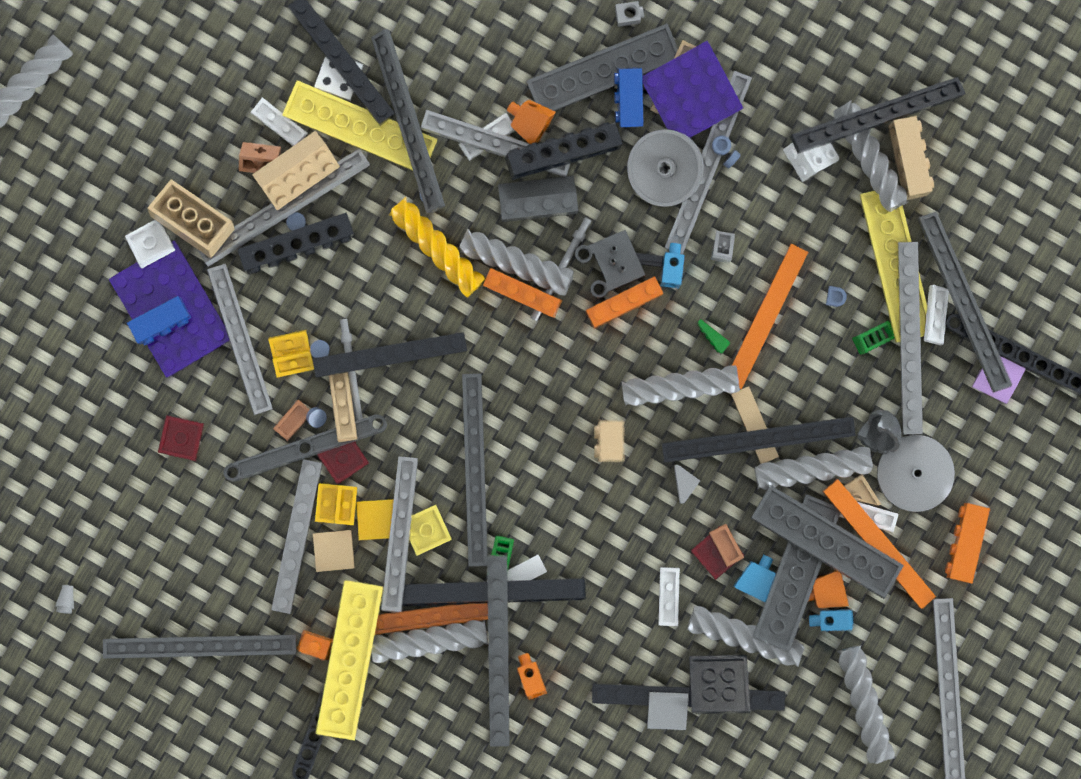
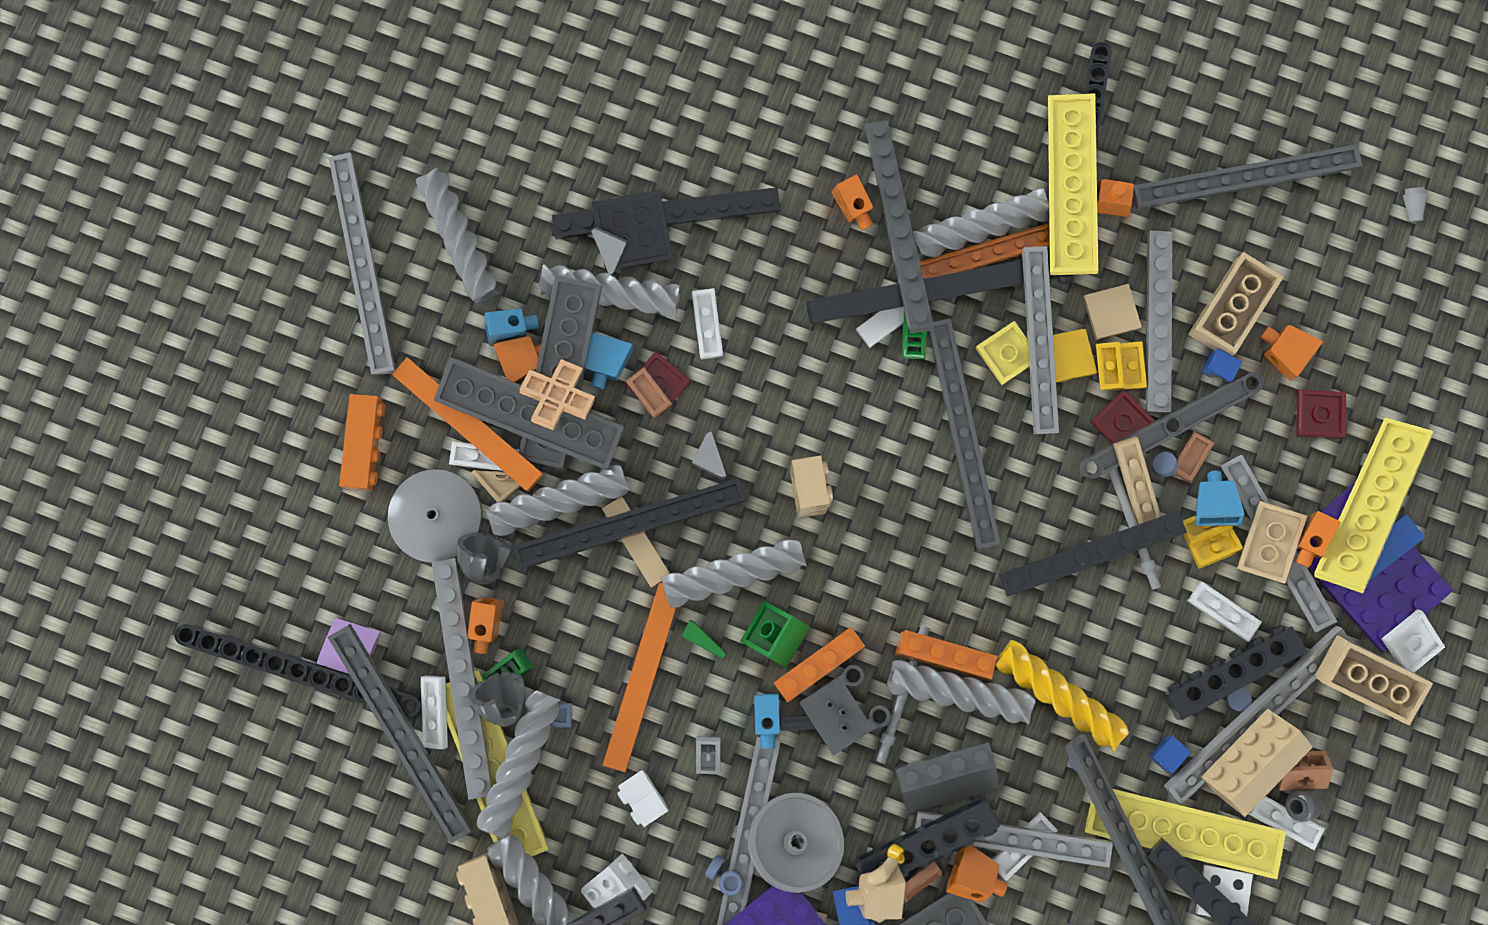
camera: 175 degrees right, 5 degrees down
(160, 356) = (1374, 504): none -> light yellow plate
(196, 494) = (1289, 349): none -> orange torso
(207, 342) = (1321, 529): none -> orange torso
(233, 537) = (1236, 305): none -> tan brick
(246, 339) = (1272, 542): none -> tan plate
(254, 489) = (1222, 365): none -> blue panel
(264, 132) = (1304, 805): none -> dark grey head
(282, 379) = (1218, 502): none -> dark azure torso
(292, 292) = (1224, 611): none -> white tile
(319, 349) = (1177, 547): sand blue tile -> none
(360, 188) = (1169, 754): none -> blue panel
(574, 122) = (921, 880): none -> nougat tile
(606, 120) = (882, 890): none -> tan torso
(655, 332) = (775, 634): none -> green slope
(667, 711) = (688, 191): light grey tile -> none
(740, 670) = (609, 247): none -> light grey slope
(780, 221) = (642, 798): none -> white brick
(802, 551) = (557, 394): none -> light nougat plate
(871, 267) = (521, 757): none -> light grey piece
(882, 316) = (500, 698): none -> dark grey hair
(884, 385) = (488, 613): none -> orange torso

